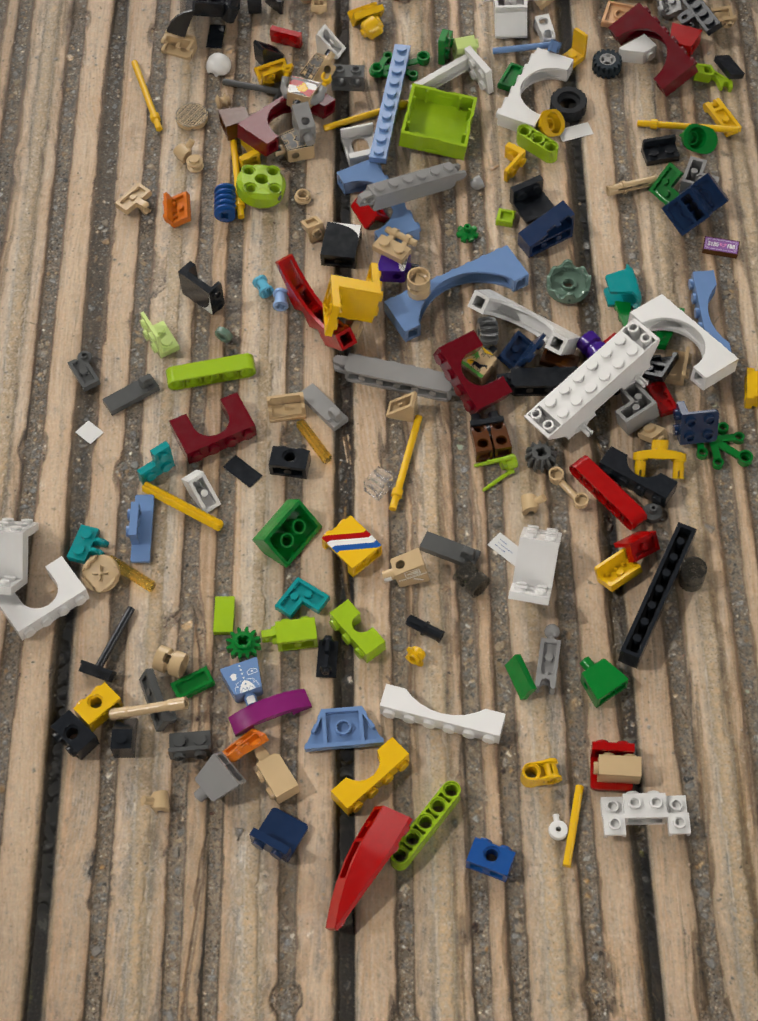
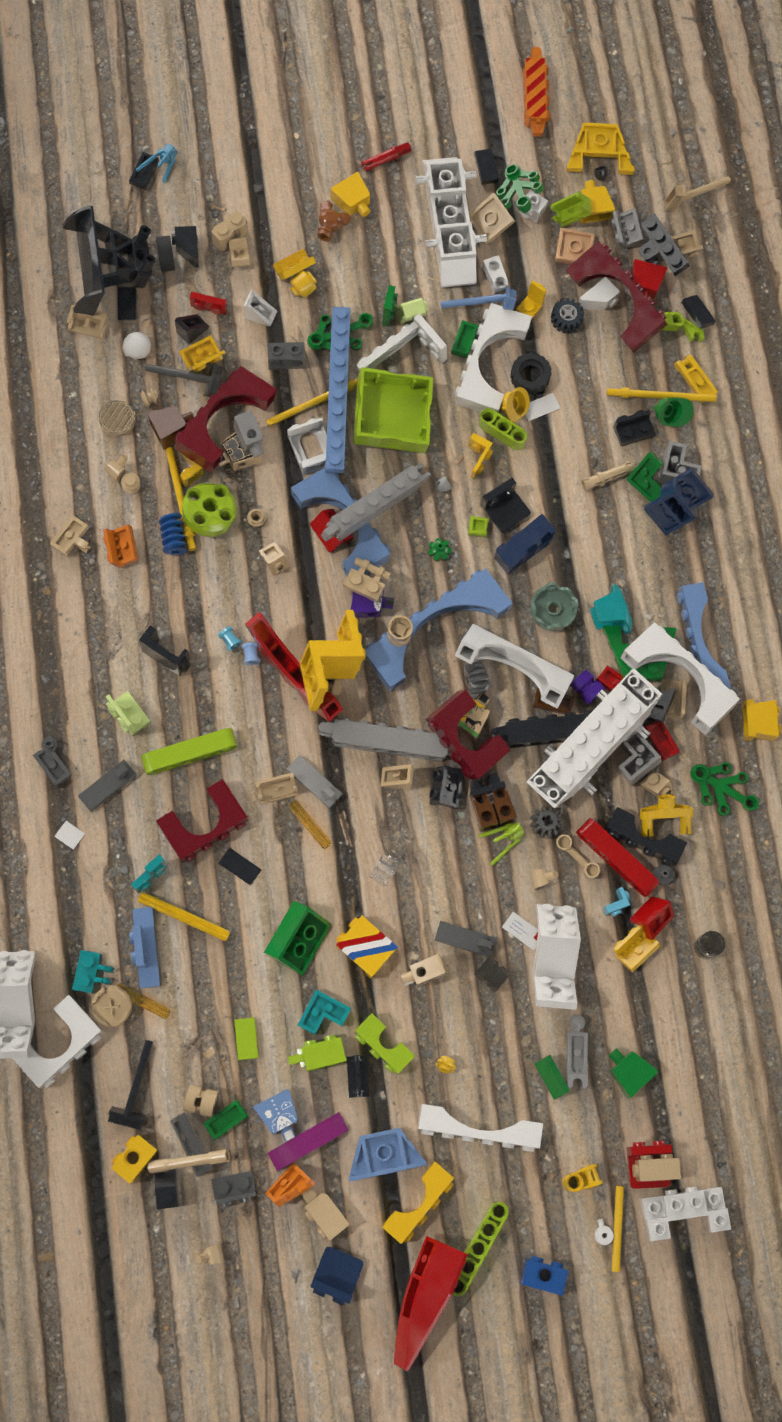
camera: 20 degrees left, 15 degrees up
(68, 725) = (127, 1198): black brick -> none
(154, 116) = (75, 421): yellow bar -> none
(201, 490) = (201, 898): white slope -> none
(217, 778) = (270, 1227): light grey torso -> none
(223, 334) = (196, 704): sand green tile -> none
(243, 644) = (269, 1063): green gear -> none
(297, 468) = (298, 860): black brick -> none
(301, 90) = (240, 388): torso -> none
(318, 65) = (254, 352): tan torso -> none
(340, 245) = (307, 578): black panel -> none
(397, 491) = (404, 877): yellow bar -> none
(425, 628) = (451, 1031): black axle -> none
(448, 419) = (446, 787): none -> black bracket
(520, 350) = (514, 698): dark blue bracket -> none
(603, 533) = (616, 907): none -> medium azure bracket
(657, 595) = (678, 972): black brick -> none
(695, 426) = (698, 779): dark blue bracket -> none
(720, 247) = (706, 546): tile -> none

